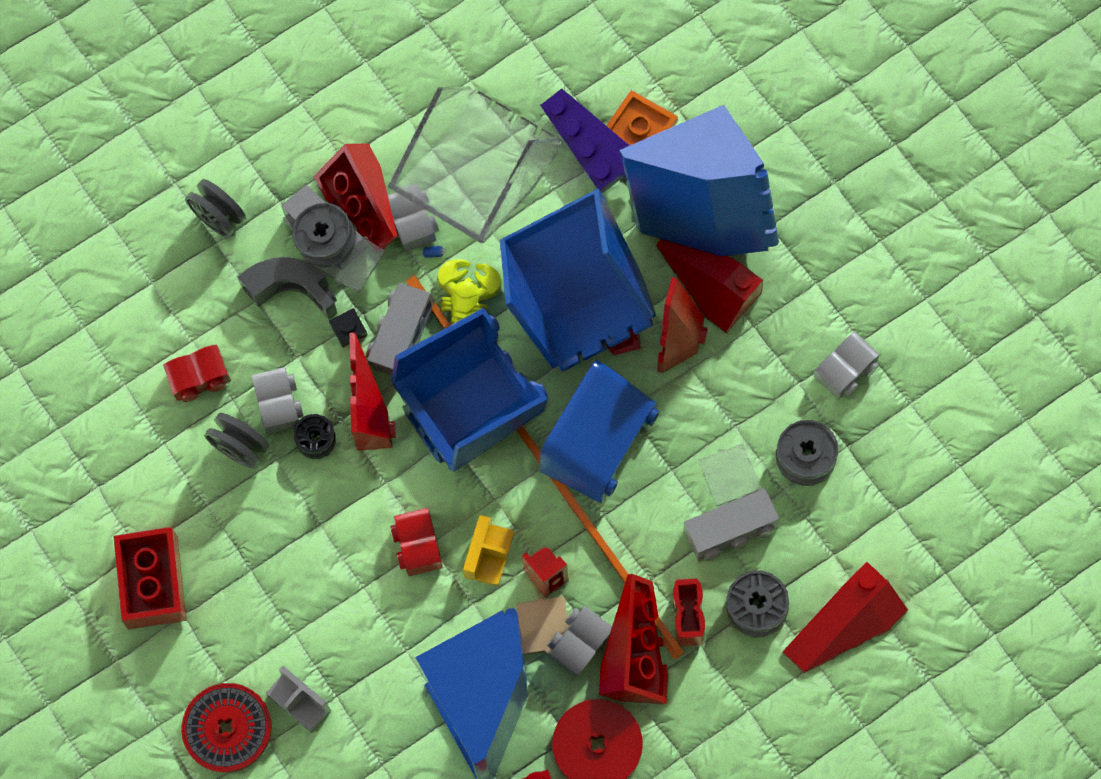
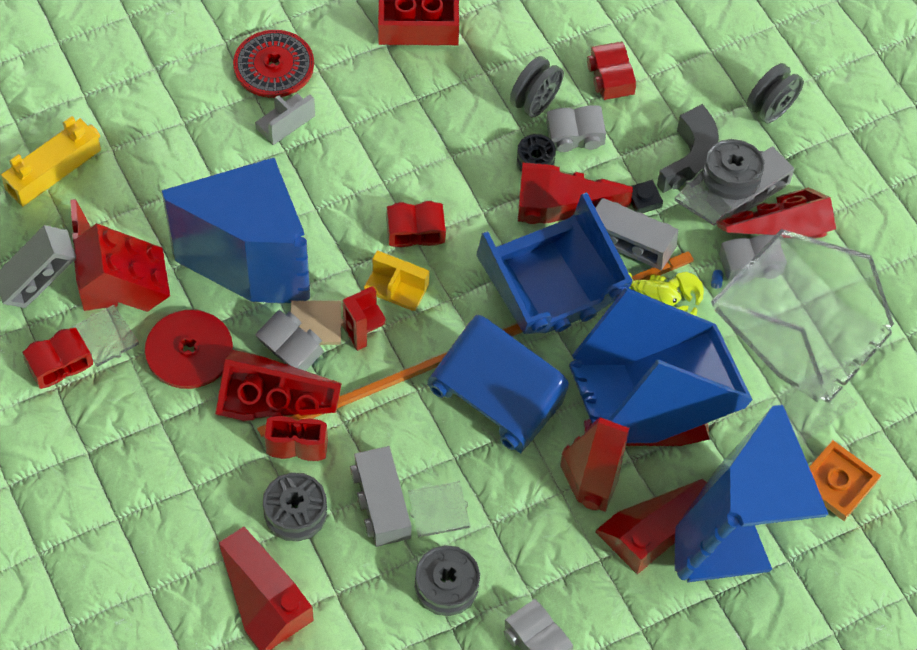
camera: 90 degrees right, 10 degrees down
(588, 139) = (834, 421): dark purple wing -> none

